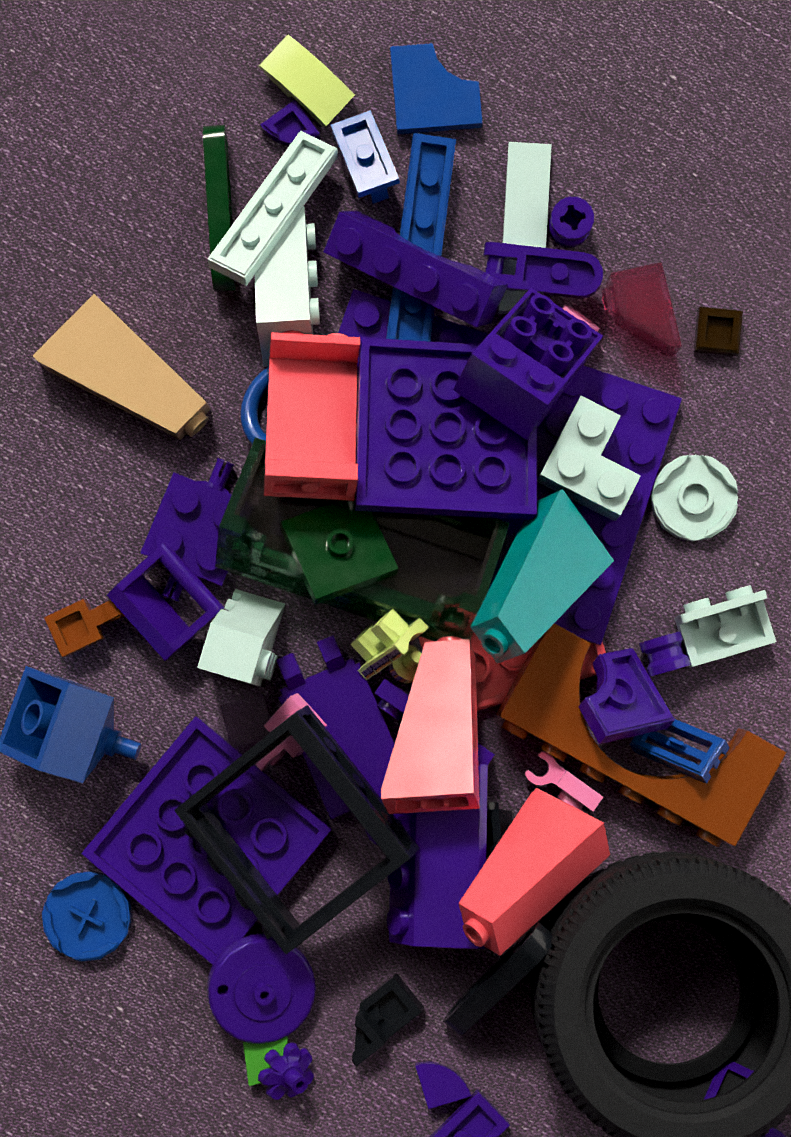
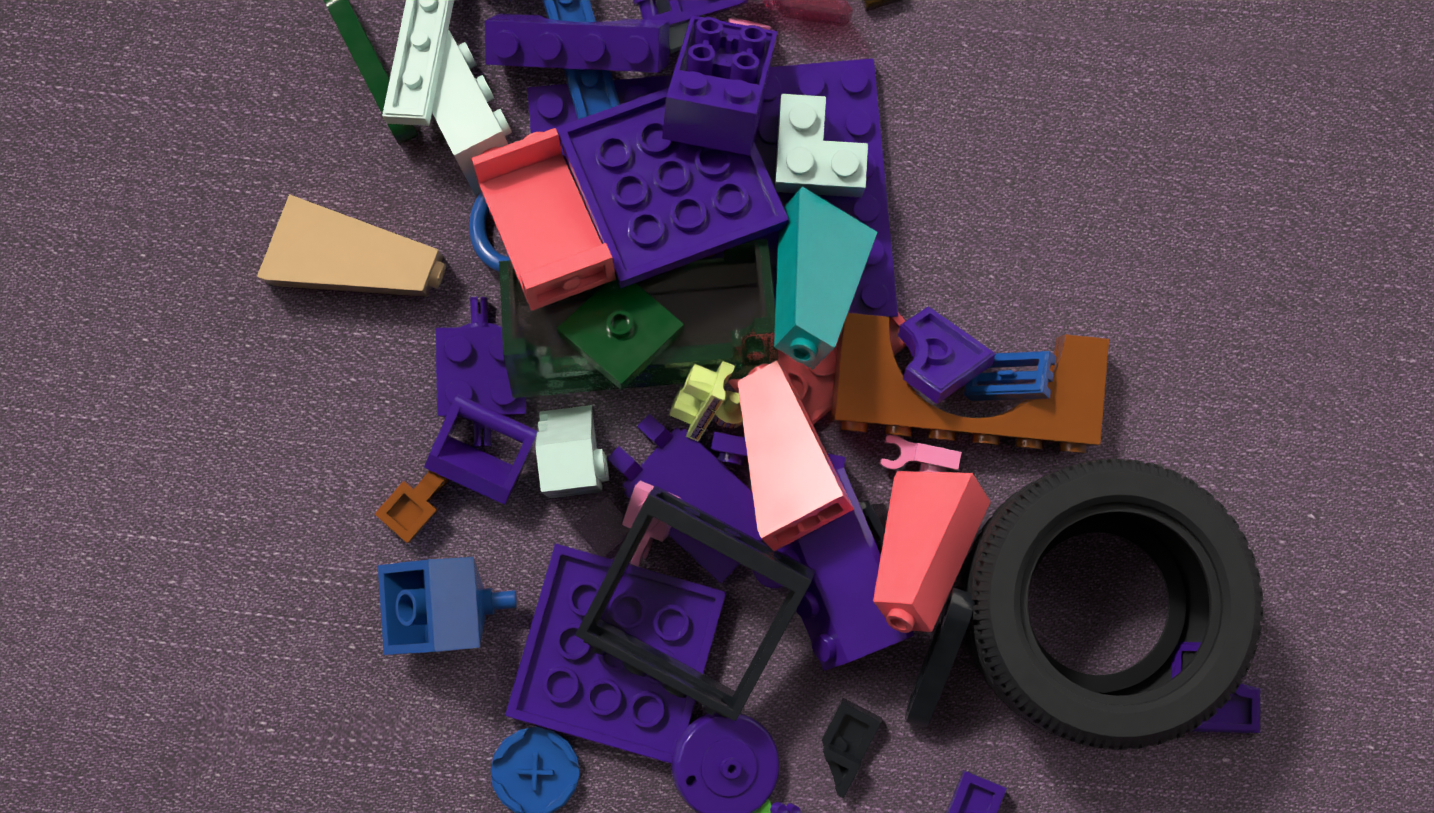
camera: 30 degrees left, 0 degrees up
(440, 1084) = (927, 780): dark purple tile -> none
(664, 654) = (960, 298): dark purple wheel -> none
(694, 497) = (924, 144): light aqua tile -> none
(725, 627) = (1004, 251): light aqua bracket -> none

